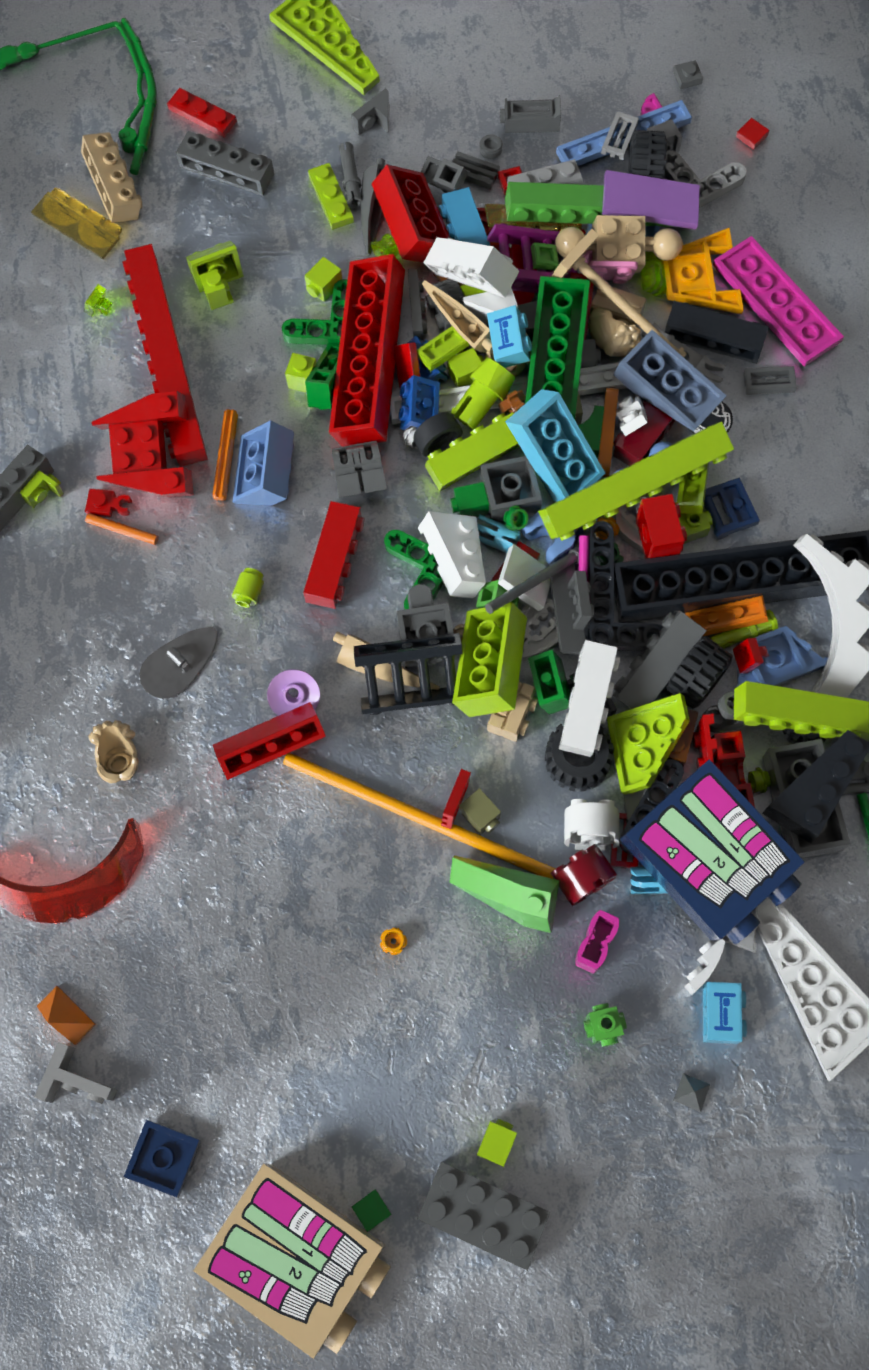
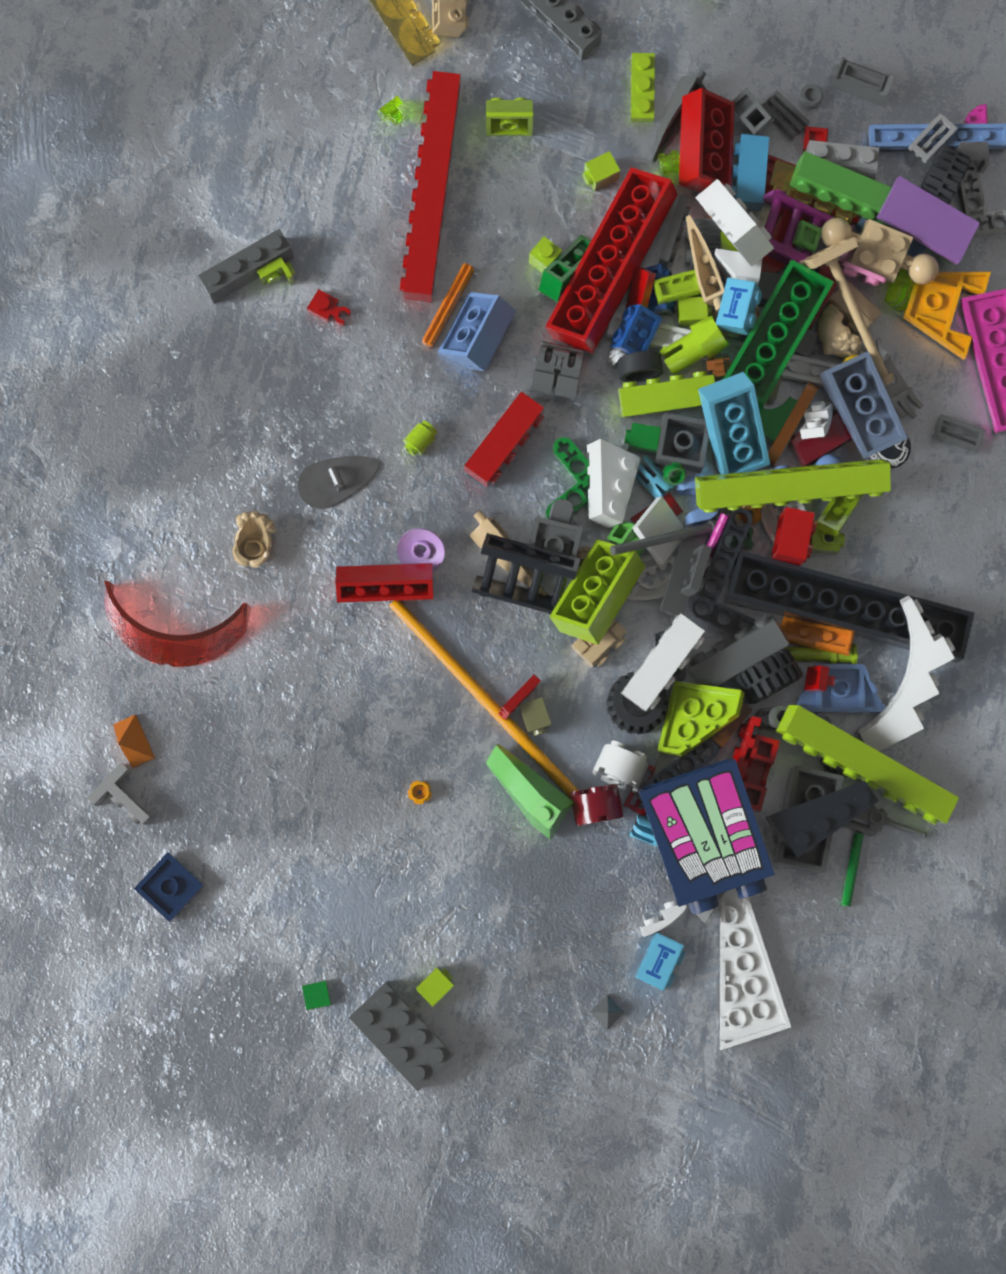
camera: 15 degrees right, 10 degrees up
(121, 529) = (332, 337): orange bar -> none
(139, 445) = (375, 273): red wedge -> none
(216, 289) = (501, 142): lime brick -> none
(293, 1262) = (241, 1008): brick -> none
(329, 327) = (588, 220): green beam -> none
(351, 180) = (667, 81): dark grey pin -> none
(372, 112) = (718, 17): dark grey slope -> none
(550, 681) = (640, 630): green brick -> none
(595, 945) = (588, 858): dark pink brick -> none
(599, 1034) = (551, 927): bright green brick -> none
(716, 332) = (931, 369): black brick -> none
(736, 506) = (872, 538): dark blue plate -> none
(759, 780) = (778, 786): lime plate -> none

